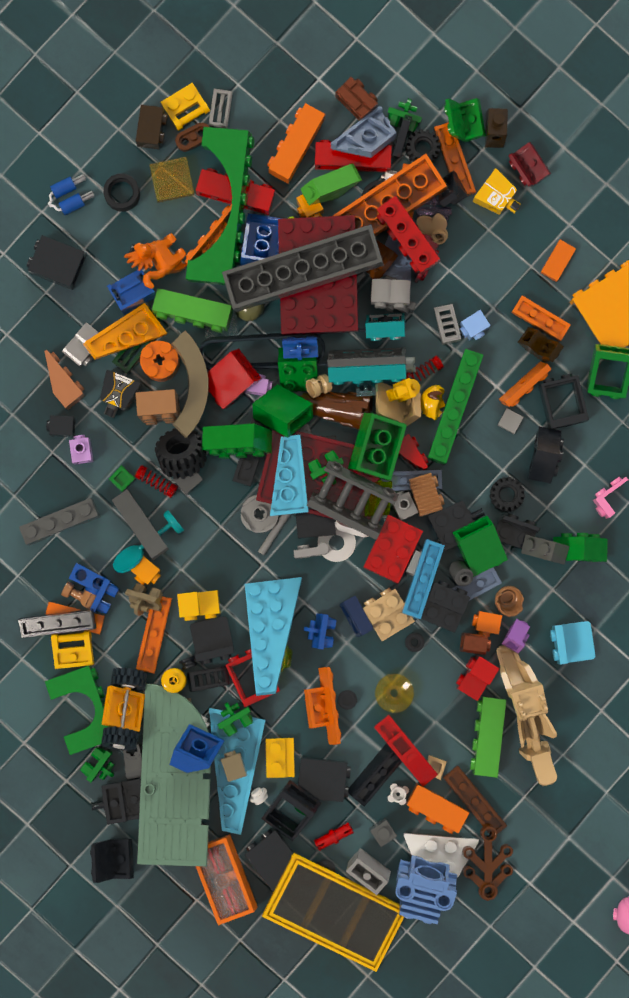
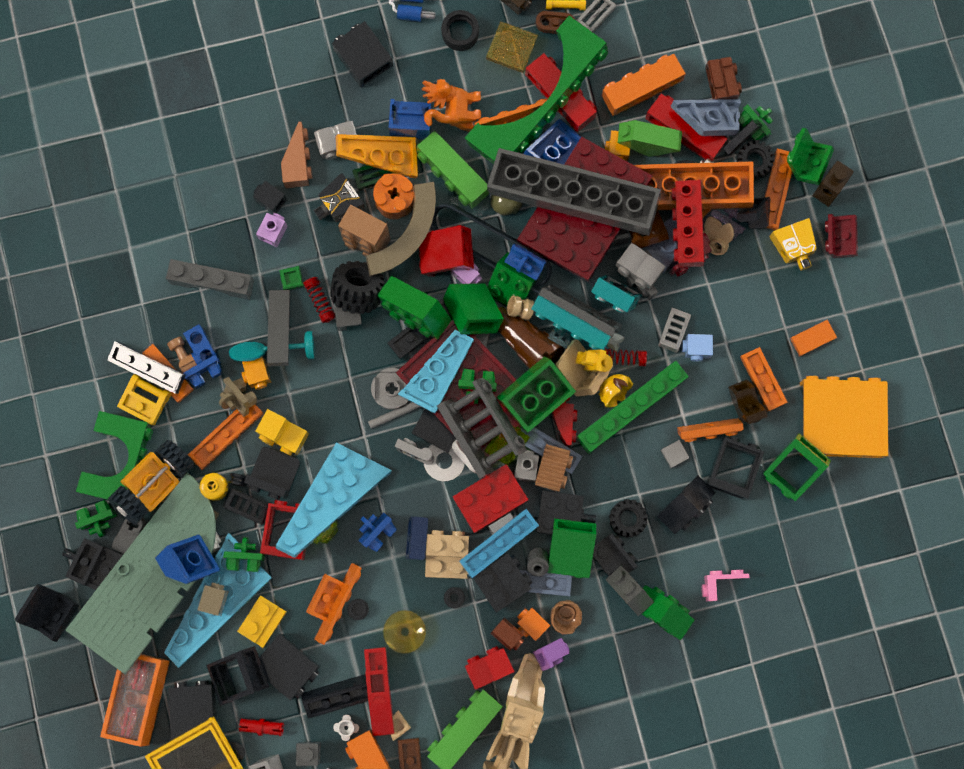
camera: 35 degrees right, 5 degrees down
(258, 795) = (219, 643): white plate -> none
(572, 642) = (599, 695): medium azure bracket -> none

